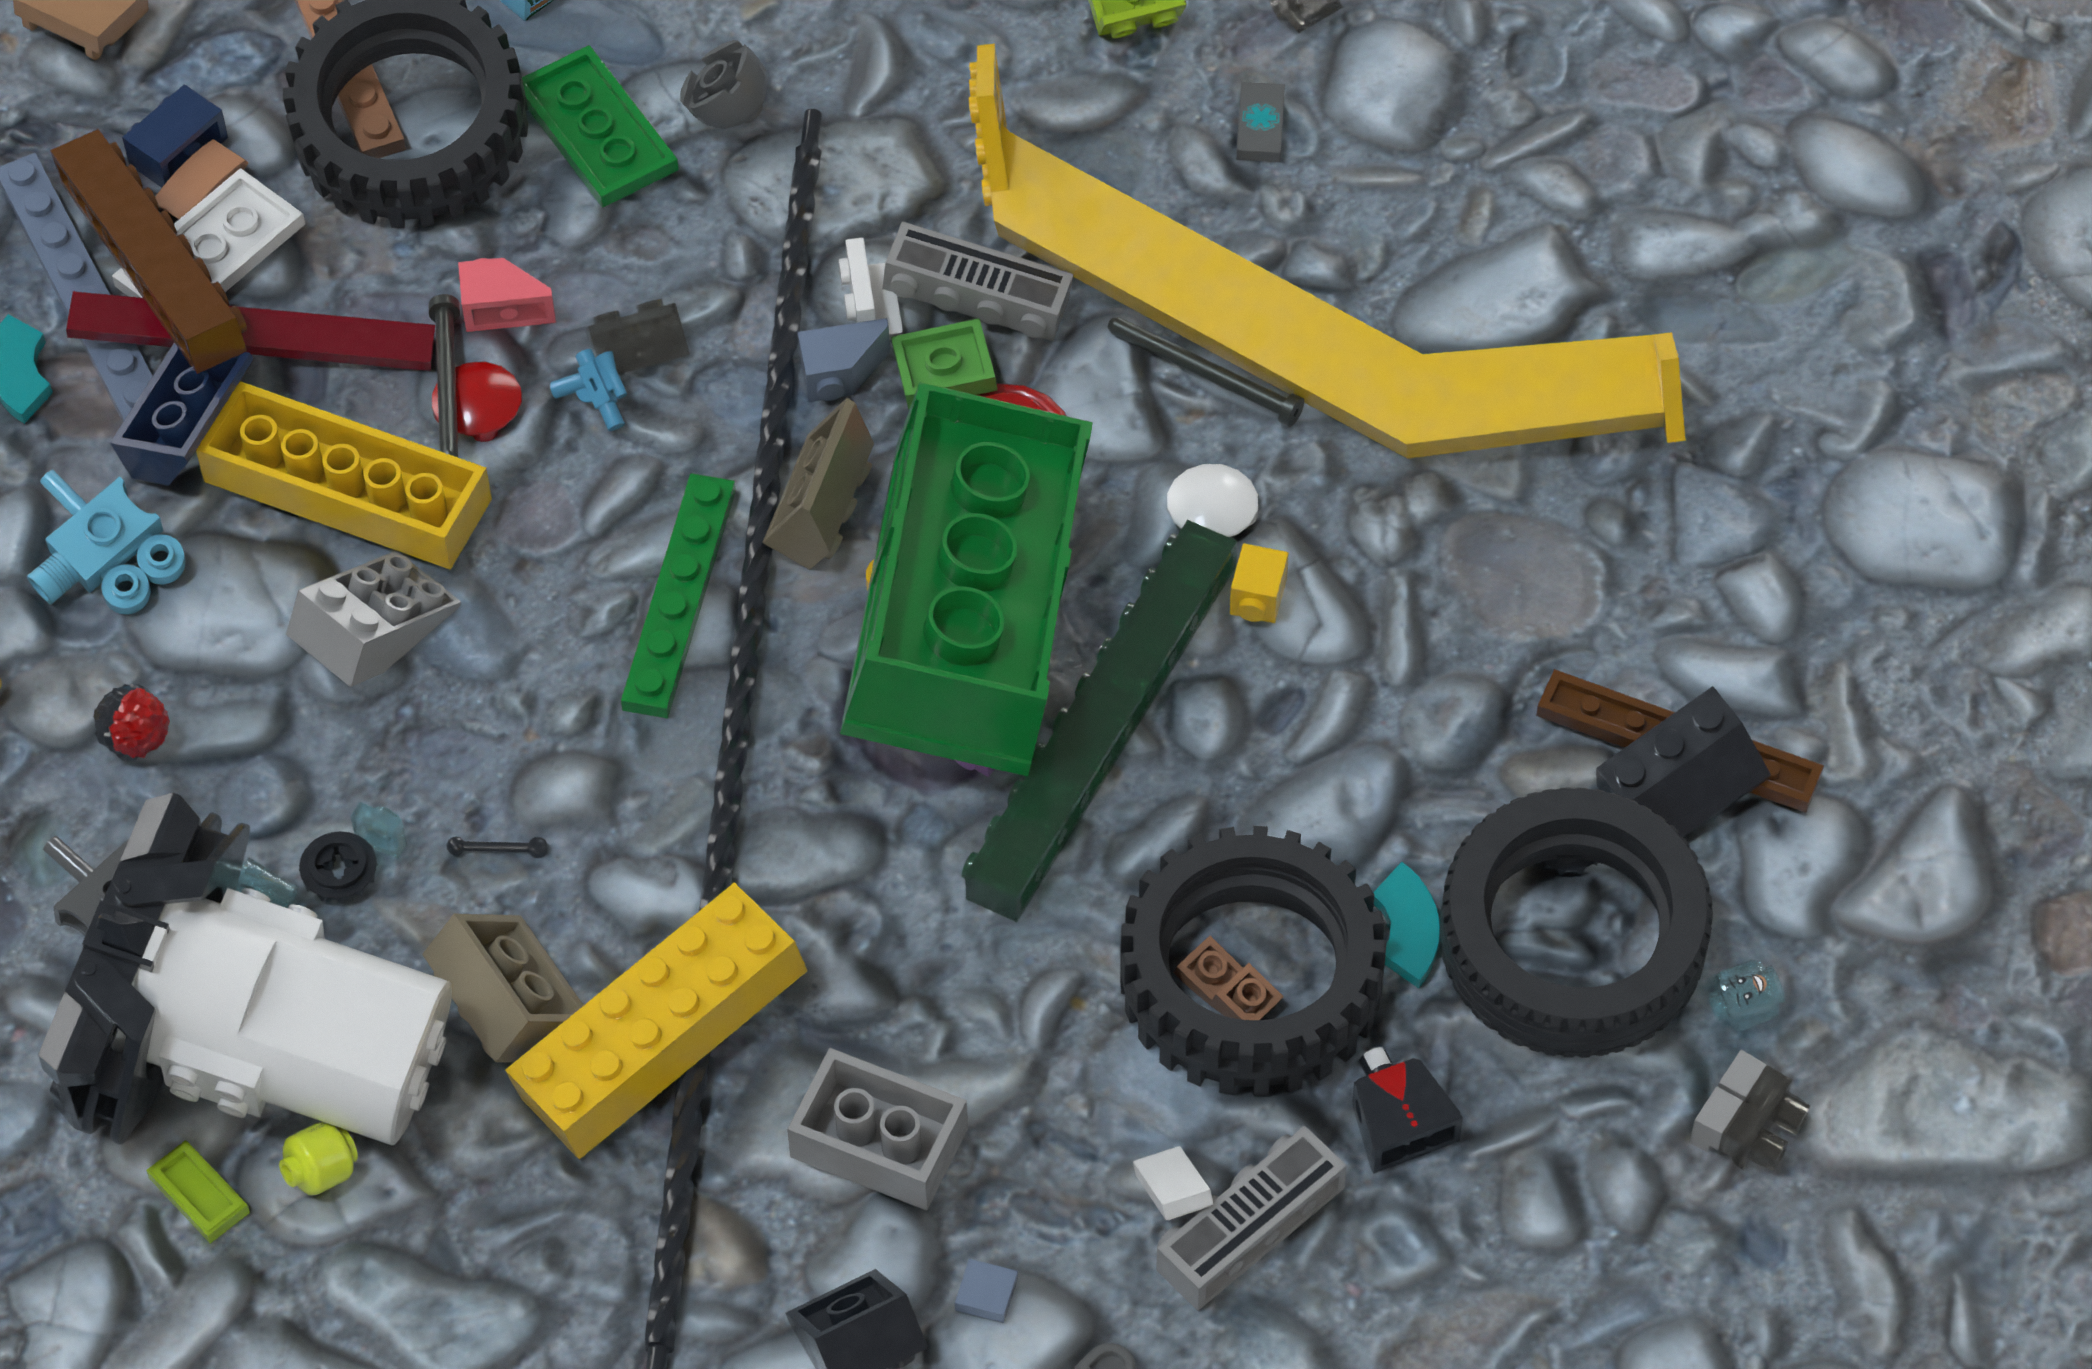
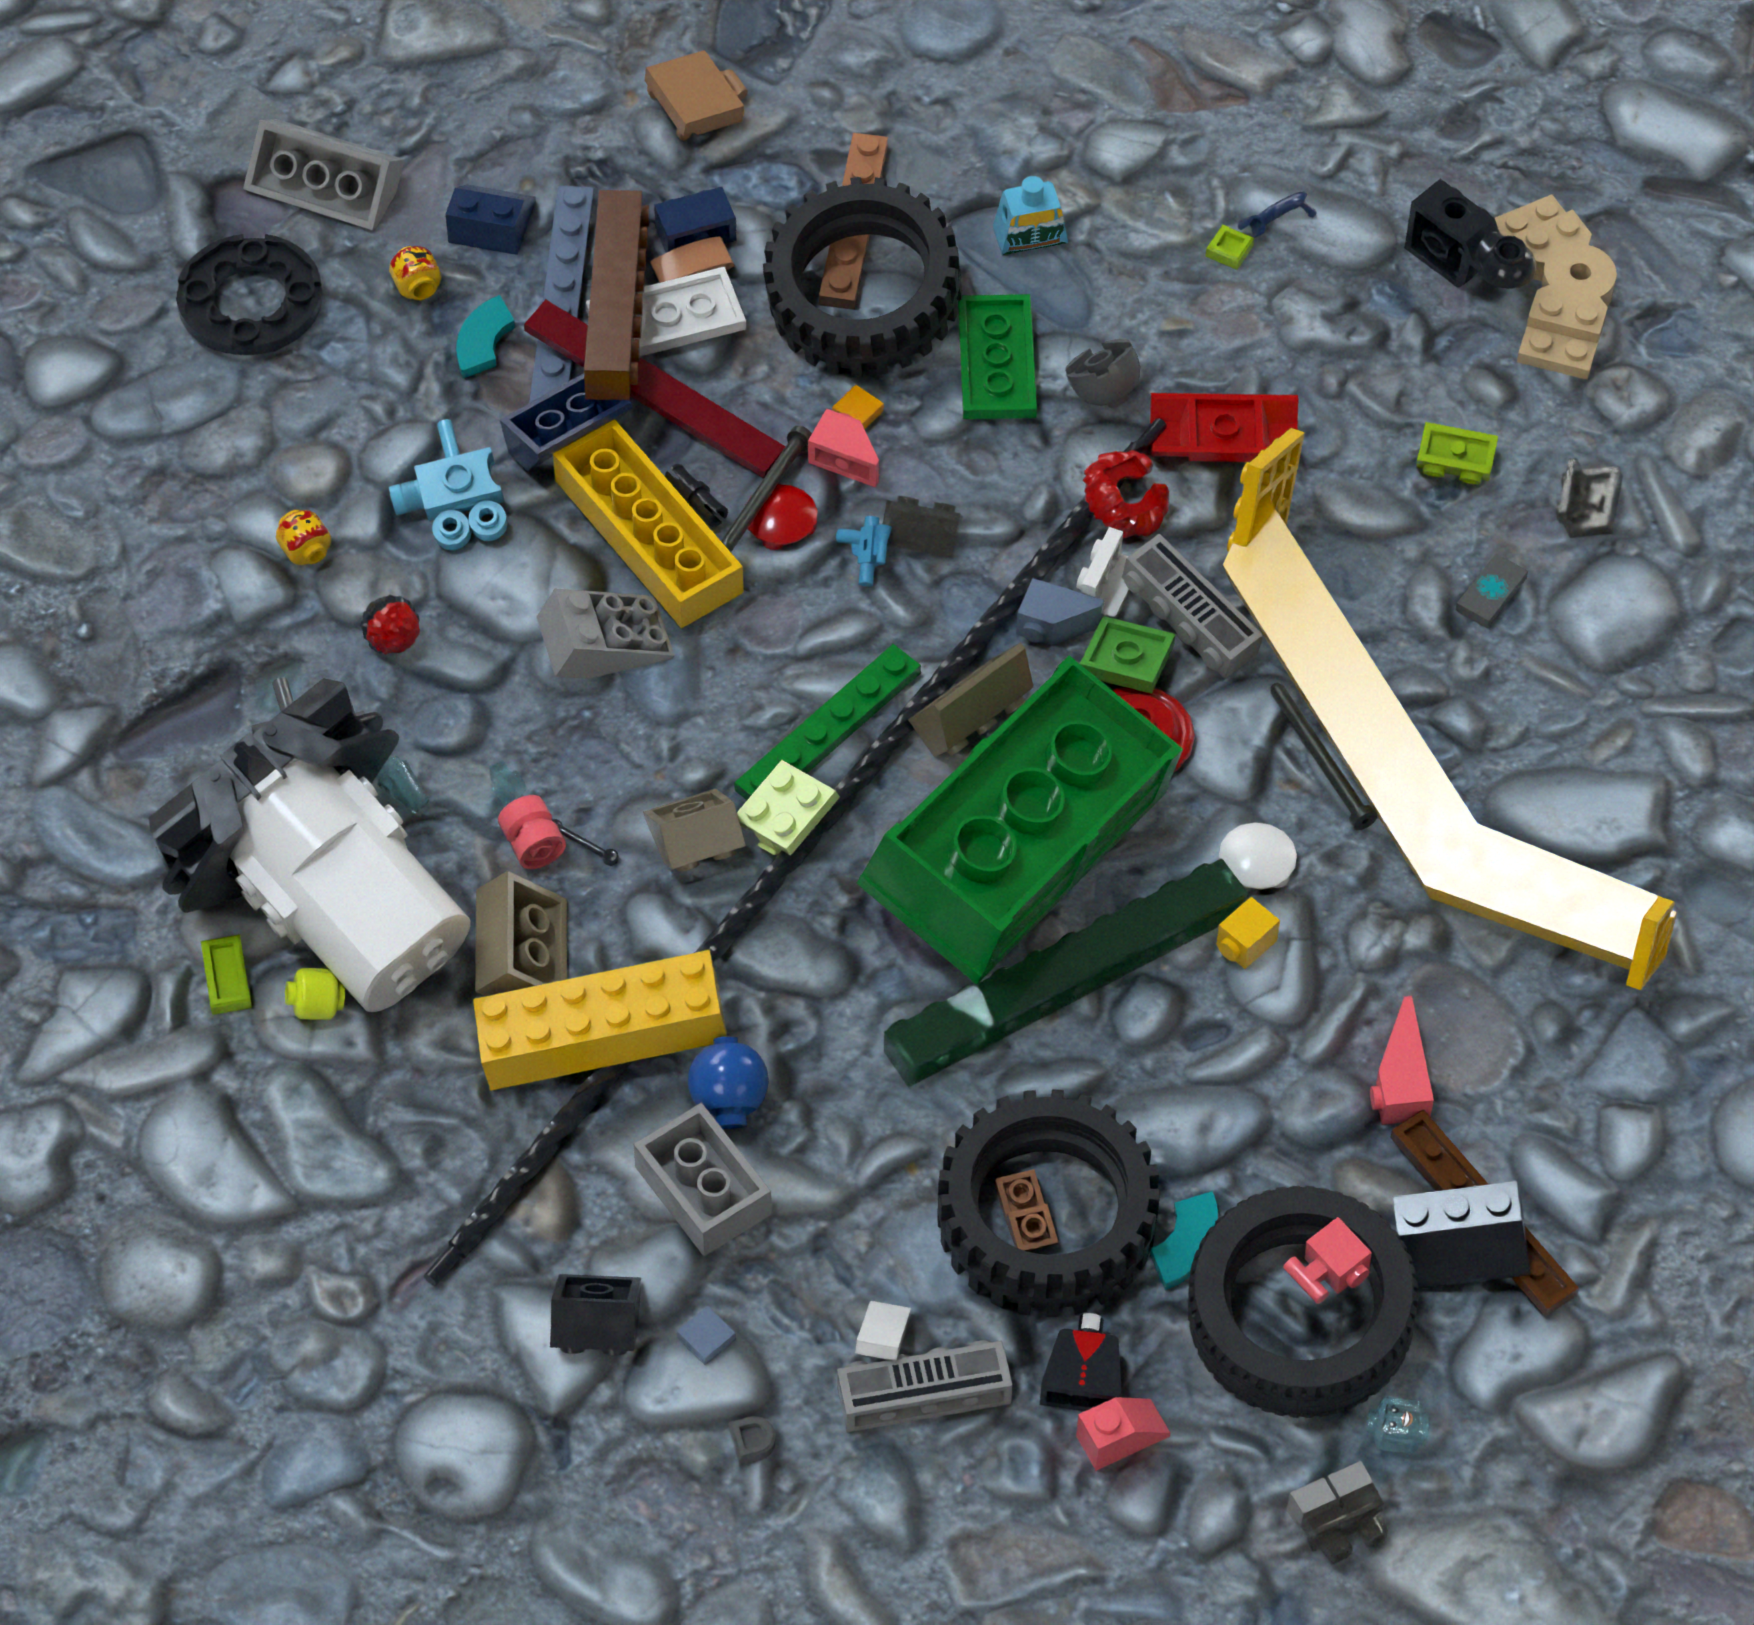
camera: 30 degrees right, 0 degrees up
(319, 860) = (459, 786): black gear -> none
(376, 417) = (697, 495): none -> black pin
(442, 864) = (531, 832): none -> coral wheel
(483, 243) = (860, 405): none -> light orange tile
(614, 769) = (695, 829): none -> dark tan slope
(701, 698) = (786, 808): none -> yellowish green piece
(818, 214) = (1106, 500): none -> red piece
(837, 1010) = (728, 1081): none -> blue brick
(882, 85) = (1221, 424): none -> red piece
(1475, 1154) = (1119, 1429): none -> coral slope
(1510, 647) = (1403, 1076): none -> coral slope
(1597, 856) = (1332, 1256): none -> coral brick

